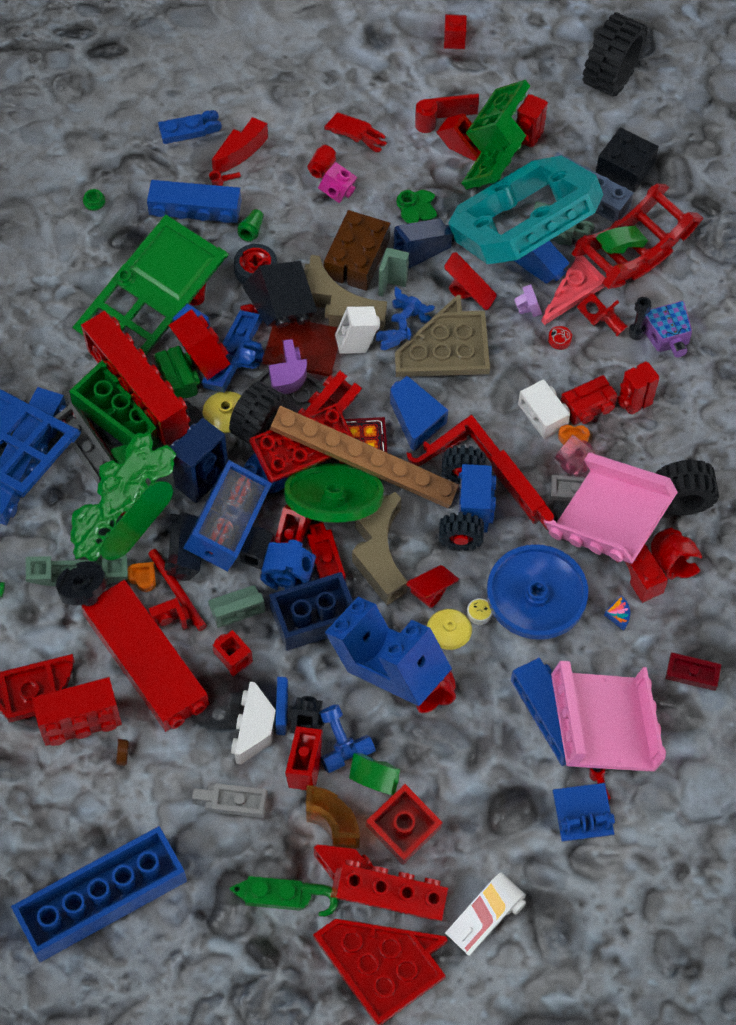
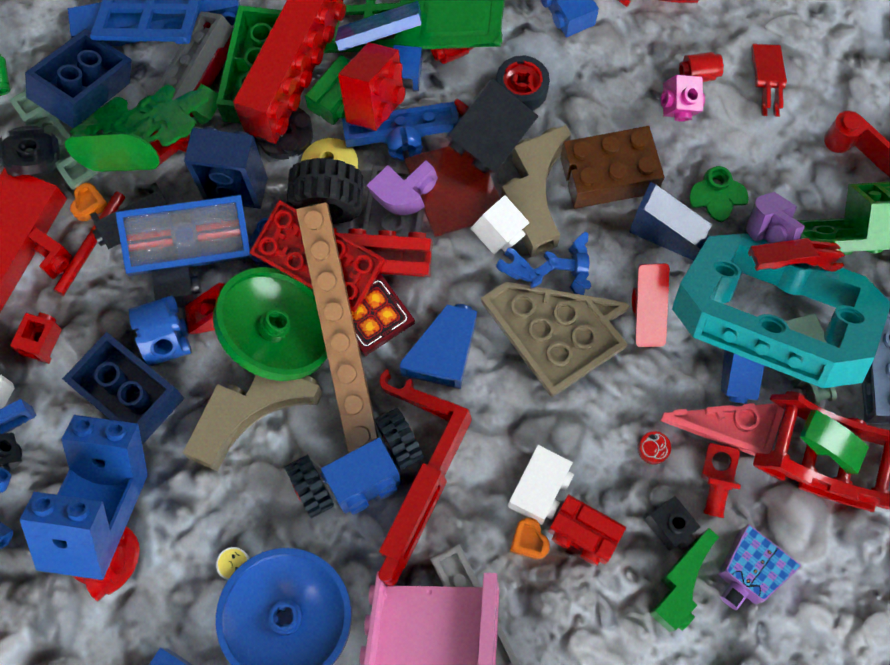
camera: 60 degrees right, 10 degrees up
(47, 522) = (78, 78): none -> dark blue brick
(156, 314) = (378, 26): none -> blue tile
(236, 606) = (99, 308): sand green panel -> none
(250, 226) = (568, 50): green cone -> none
(324, 547) = (201, 366): red hinge -> none
(393, 269) = (603, 210): sand green panel -> none
(431, 585) = (228, 492): red piece -> none
(450, 628) = (197, 543): light yellow piece -> none
(454, 136) = (841, 171): red slope -> none
(462, 186) = (773, 219): none -> medium lavender brick
(494, 184) = (797, 251): none -> red arm
(528, 302) = (676, 385): lavender tile -> none
(573, 455) = (504, 551): clear pink brick -> none
(615, 353) = (673, 524): none -> black brick
(638, 388) = (635, 580): red brick -> none
(642, 308) = (740, 523): black bar -> none
(669, 381) = (676, 606): none -> green slope

